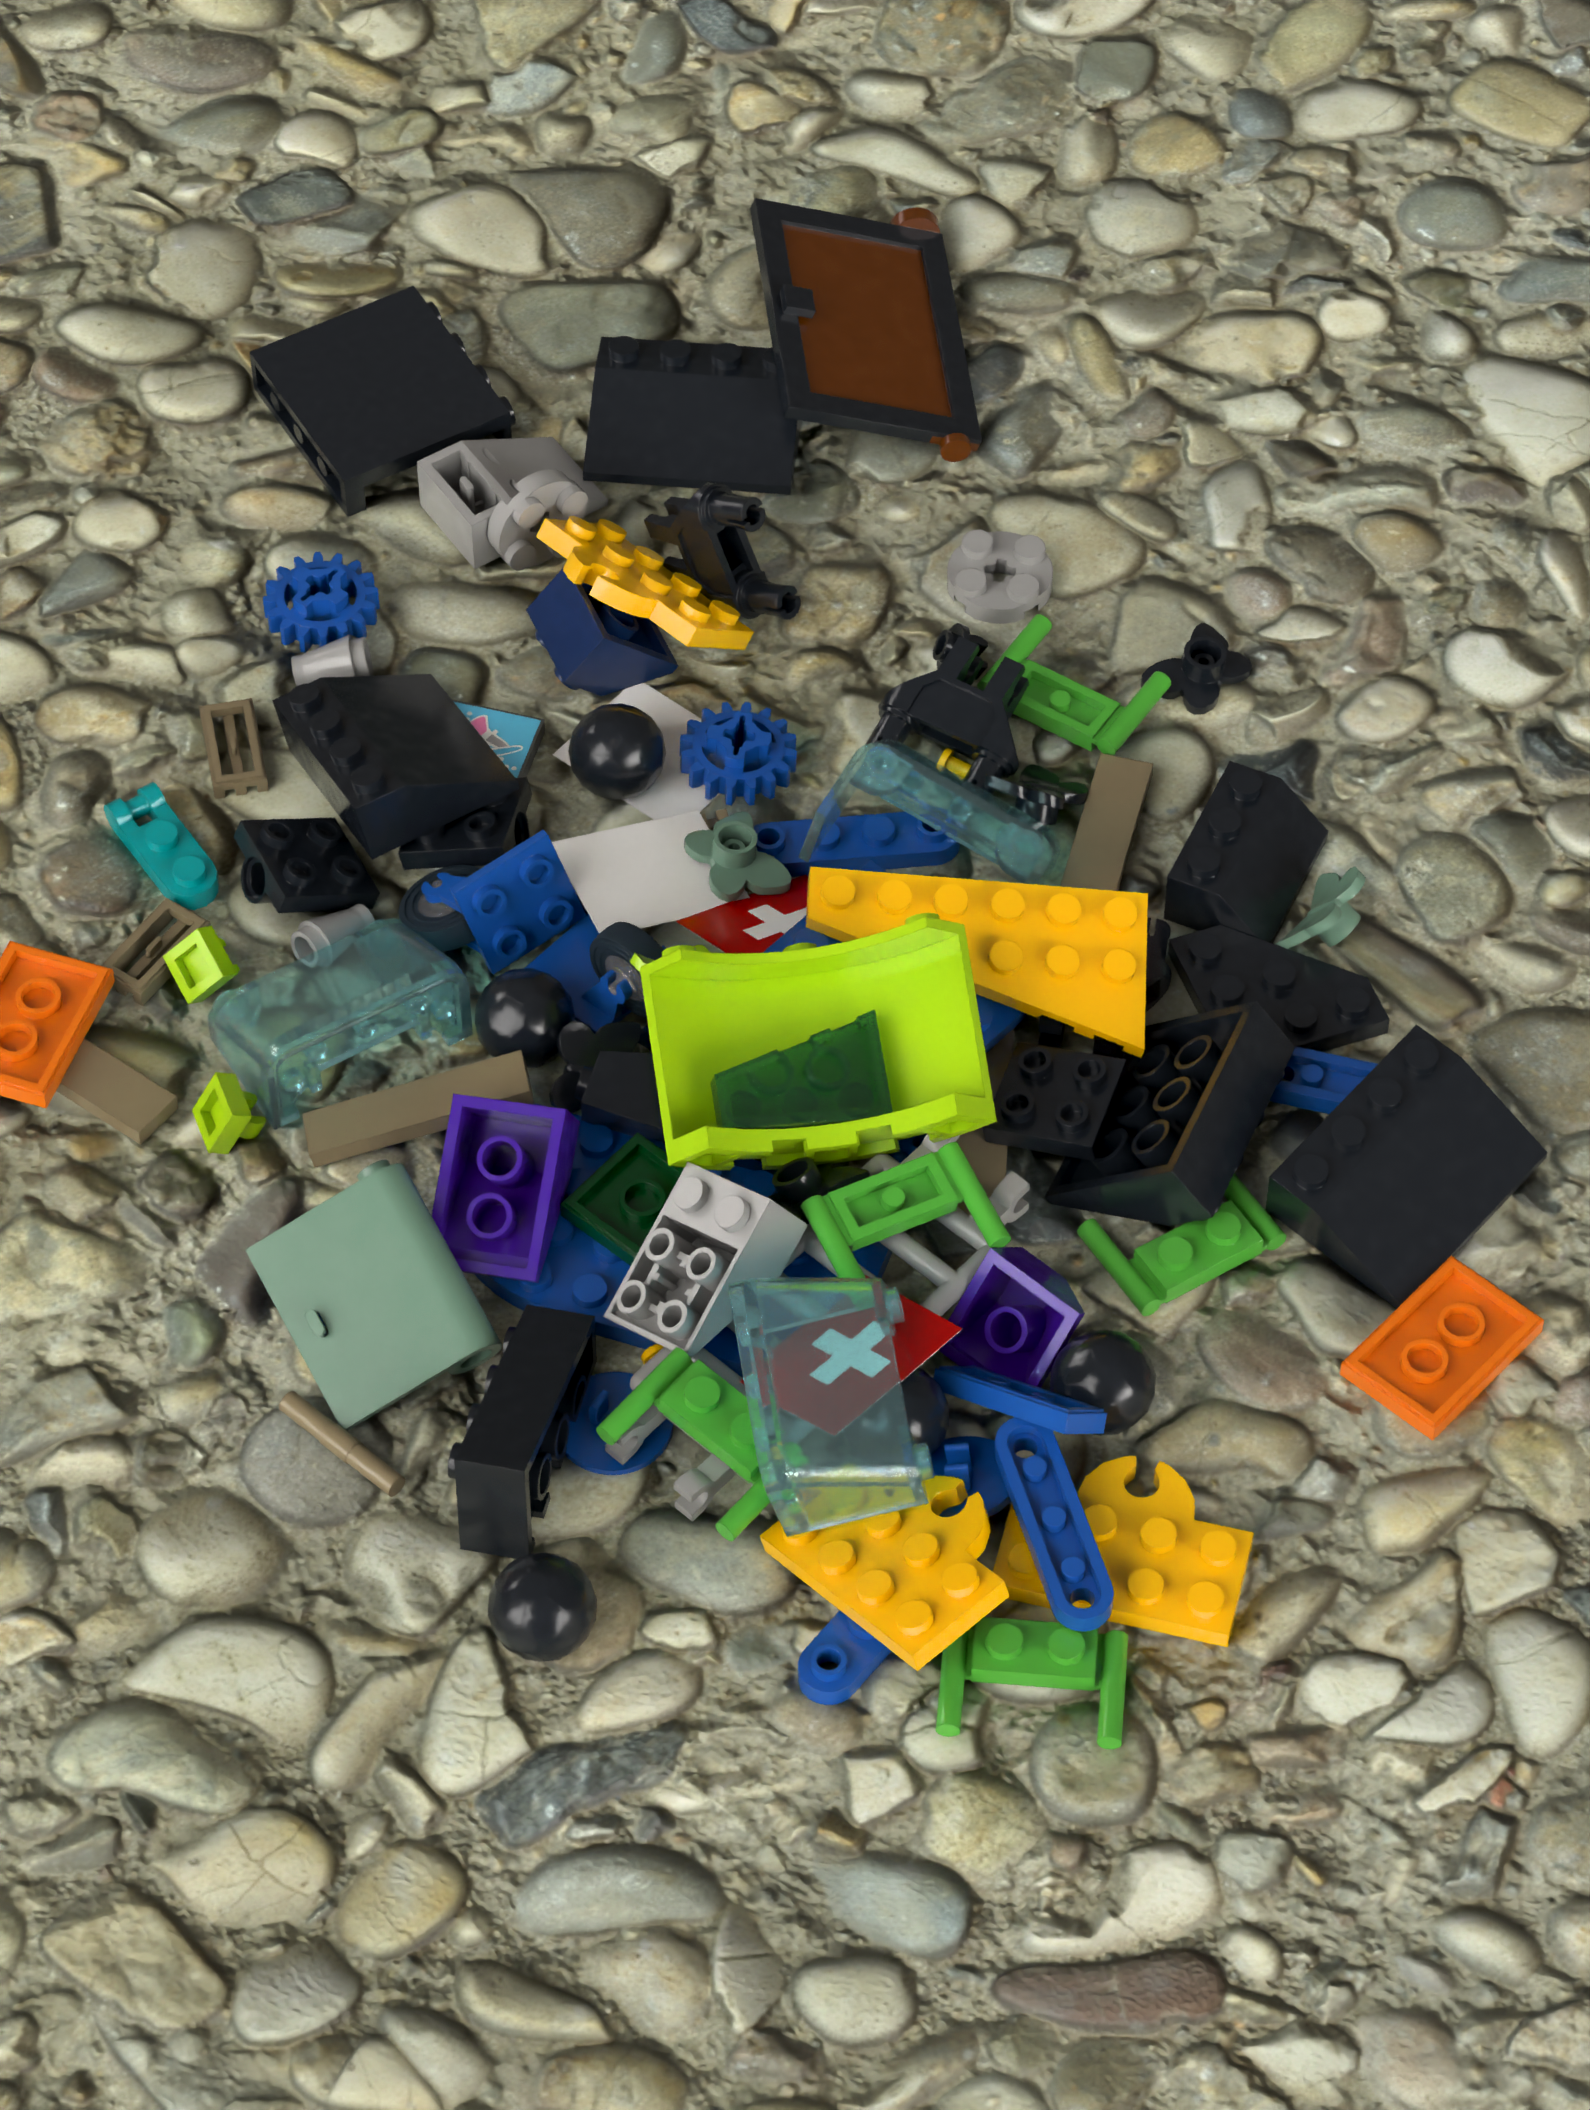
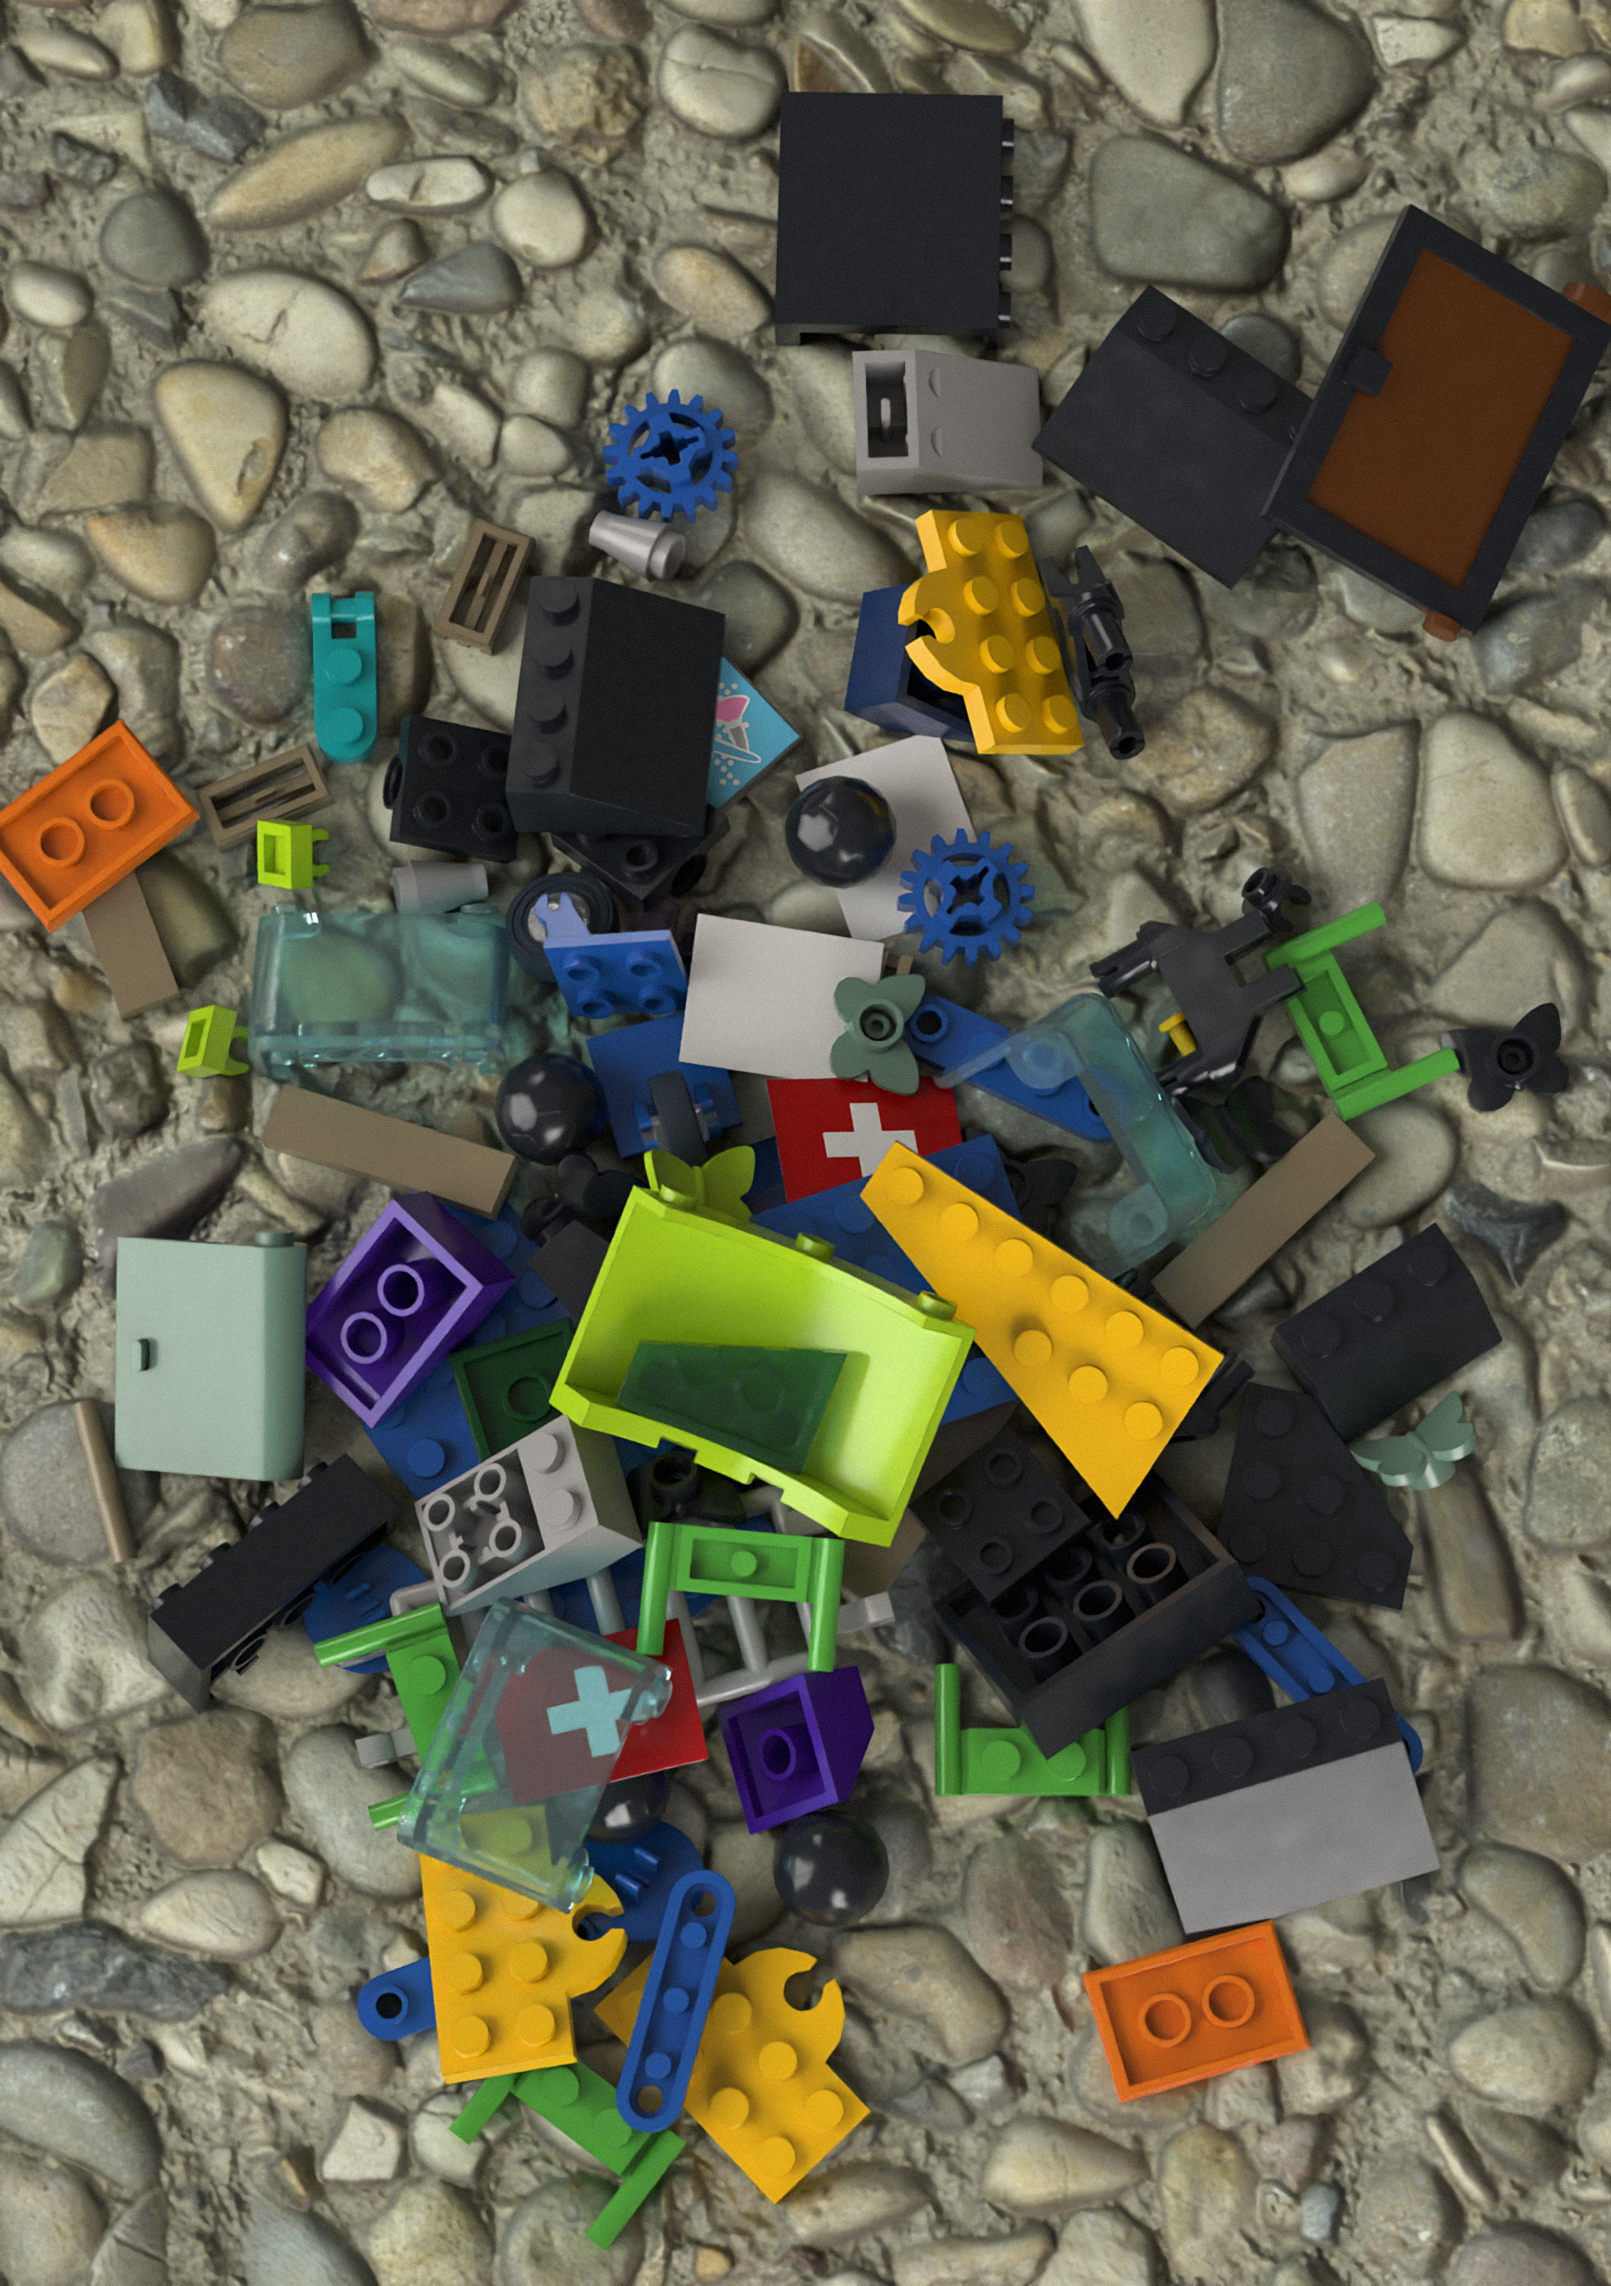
camera: 35 degrees right, 25 degrees up
(515, 525) = (939, 483): light grey plate -> none
(542, 1607) = (162, 1792): black piece -> none
(987, 553) = (1382, 782): light grey plate -> none
(1021, 1400) = (732, 1849): blue tile -> none

